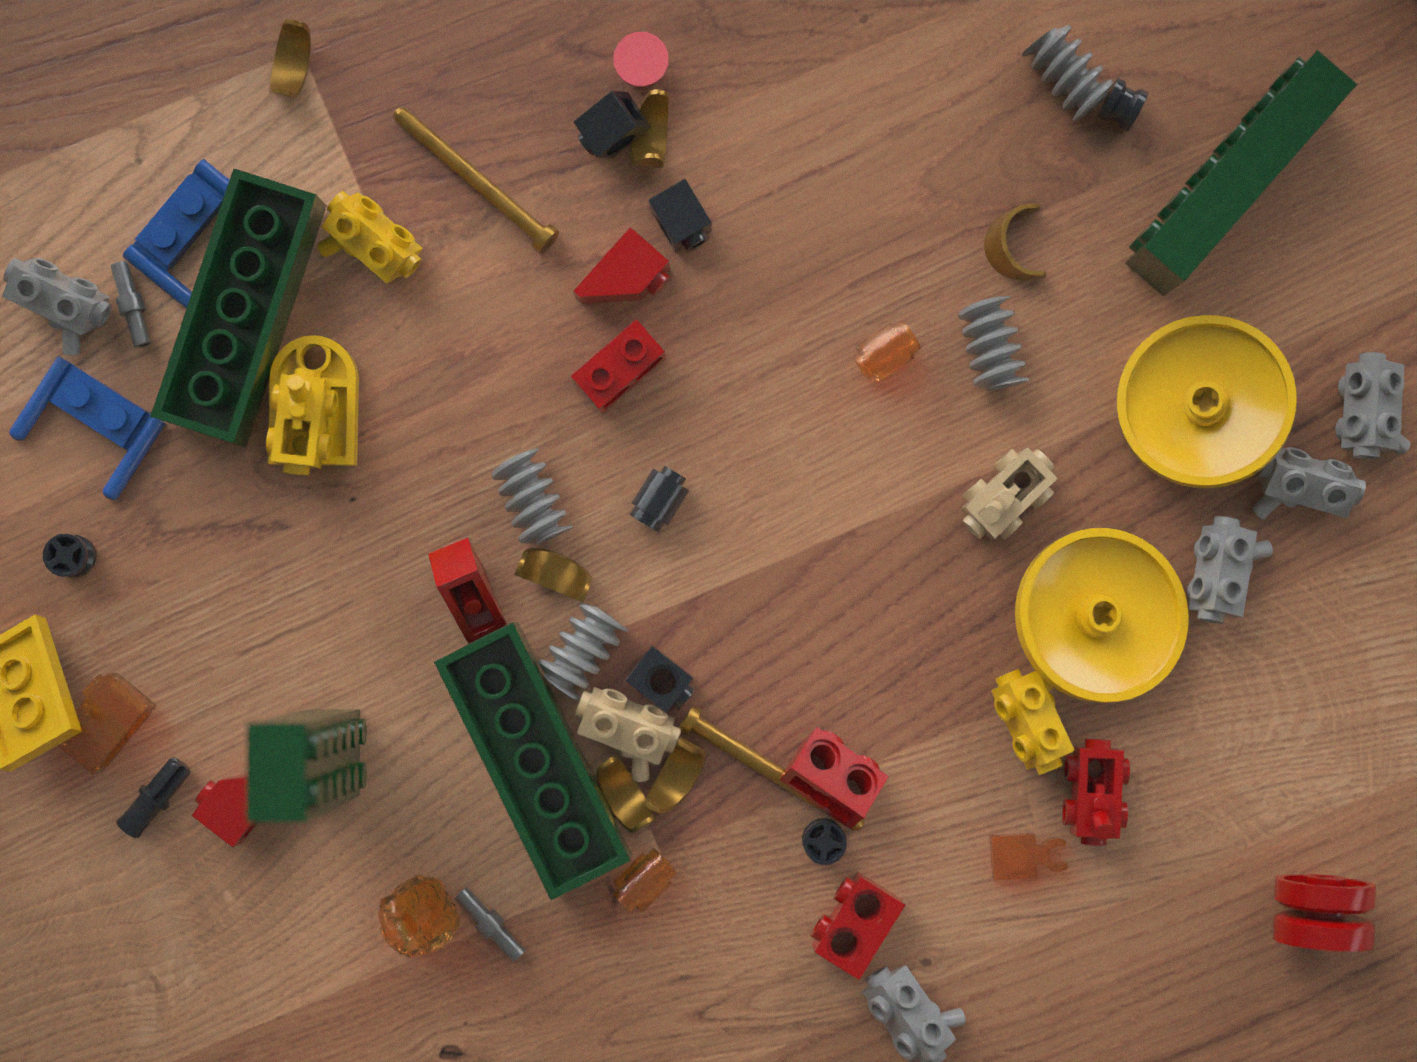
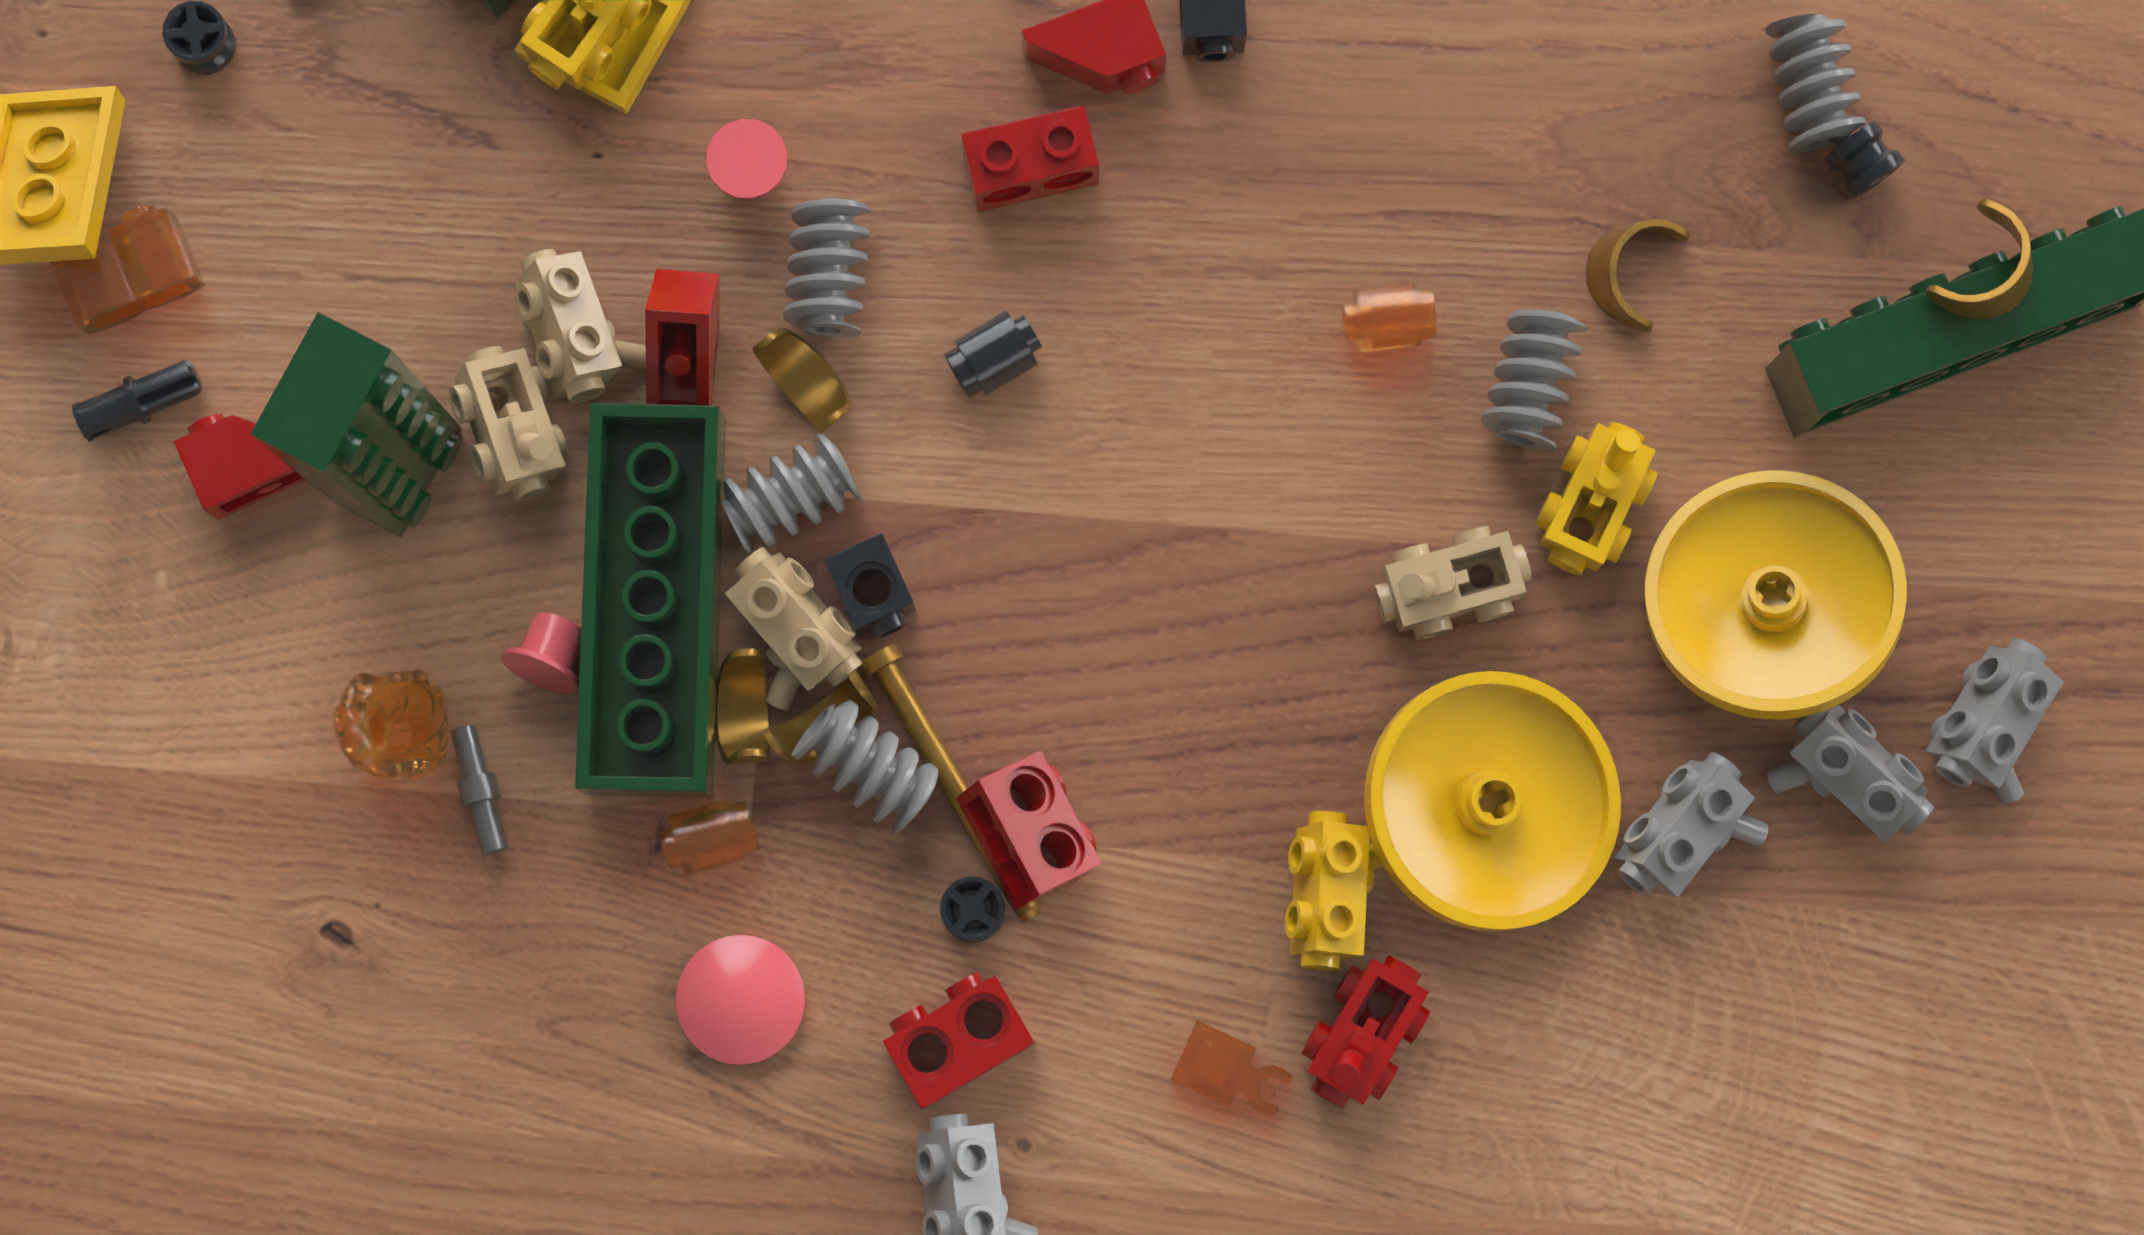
camera: 25 degrees right, 5 degrees down
(398, 621) = (570, 331): none -> tan brick
(398, 704) = (517, 444): none -> tan brick
(446, 458) = (746, 159): none -> coral piece
(487, 821) = (547, 654): none -> coral piece
(713, 967) = (740, 999): none -> coral dish
(717, 786) = (868, 763): none -> light grey piece
(1067, 386) = (1604, 481): none -> yellow brick
(1264, 148) = (2009, 294): none -> pearl gold helmet

